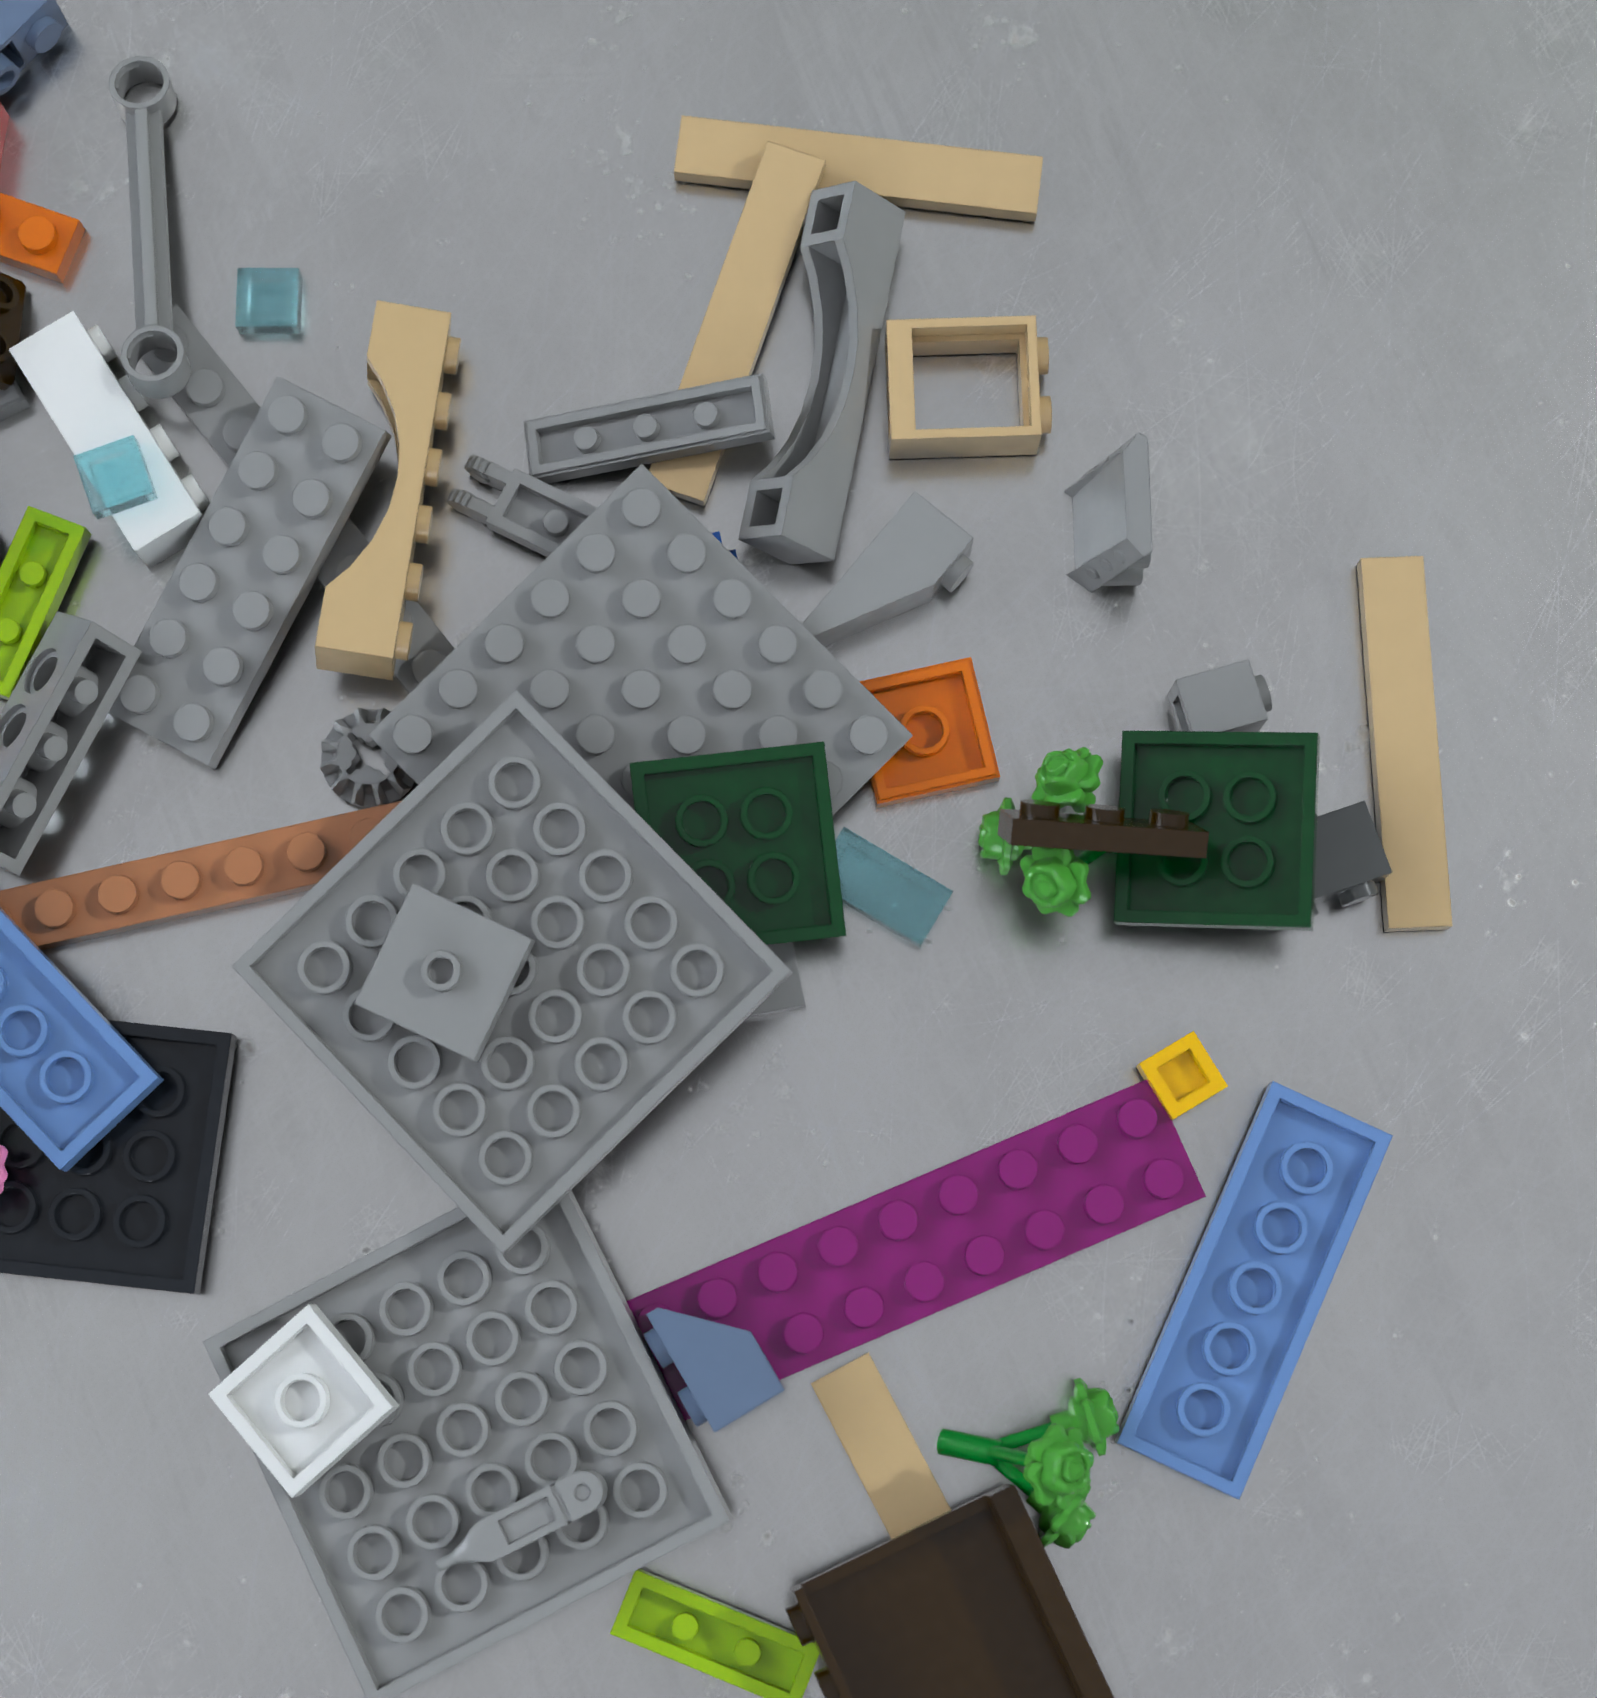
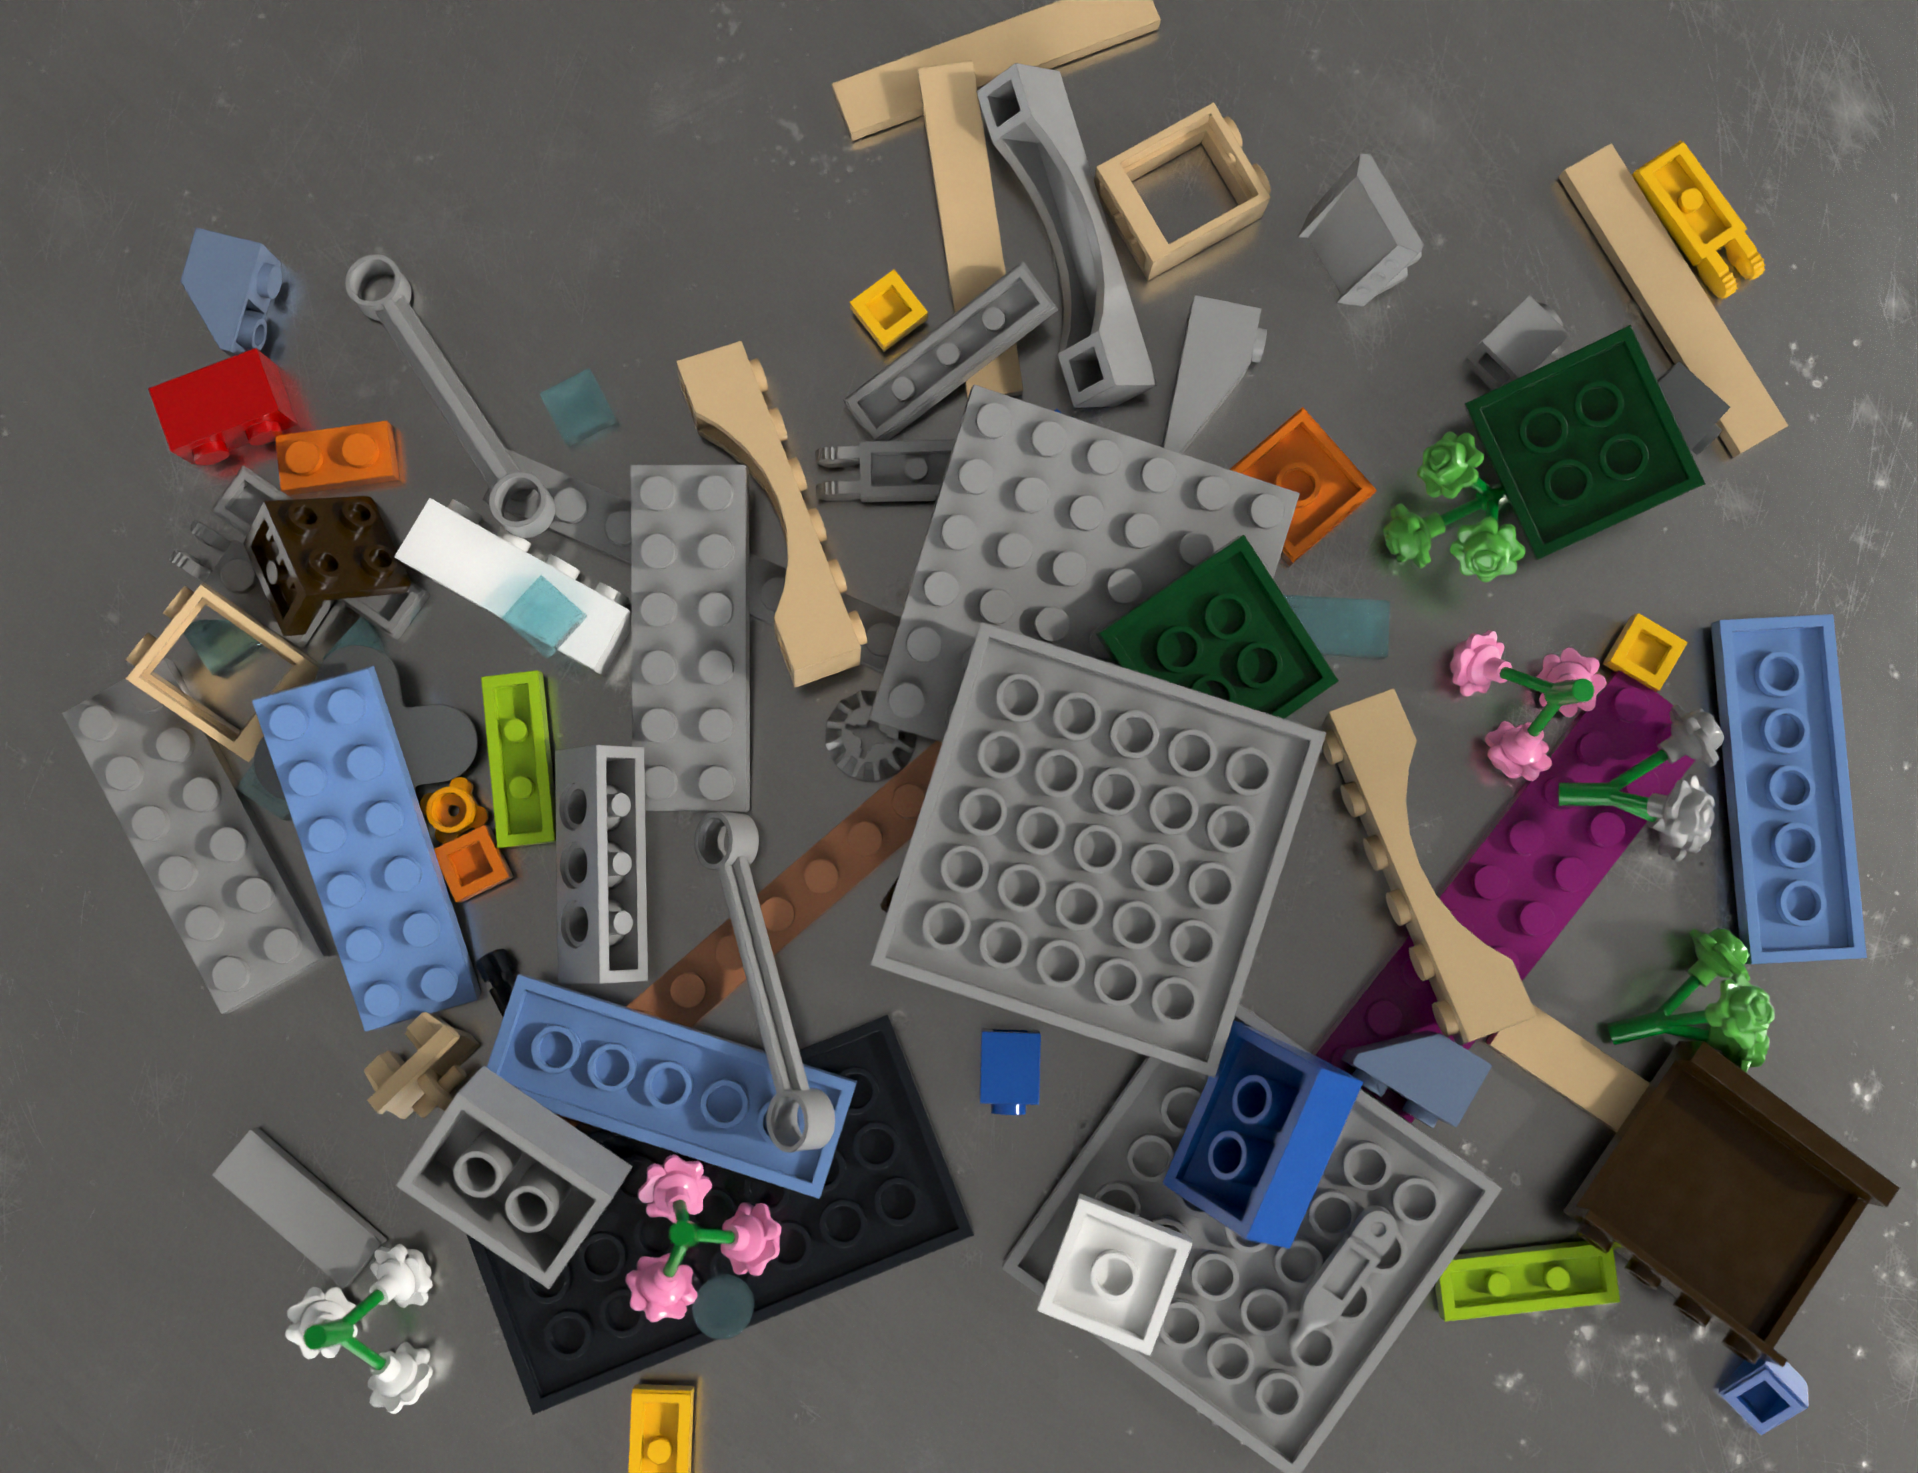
camera: 30 degrees left, 5 degrees up
(81, 1071) = (764, 984): none -> light grey piece
(319, 1151) = (1009, 1070): none -> blue brick
(445, 972) = (1051, 880): light grey plate -> none
(518, 1337) = (1262, 1136): none -> blue slope
(615, 358) = (889, 310): none -> yellow plate
(815, 1297) = (1472, 982): none -> tan arch
(1082, 1064) = (1564, 685): none -> bright pink plant
(1103, 829) = (1508, 491): dark brown plate -> none
(1113, 1237) = (1684, 814): none -> light grey plant
(1471, 671) = (1699, 218): none -> yellow hinge

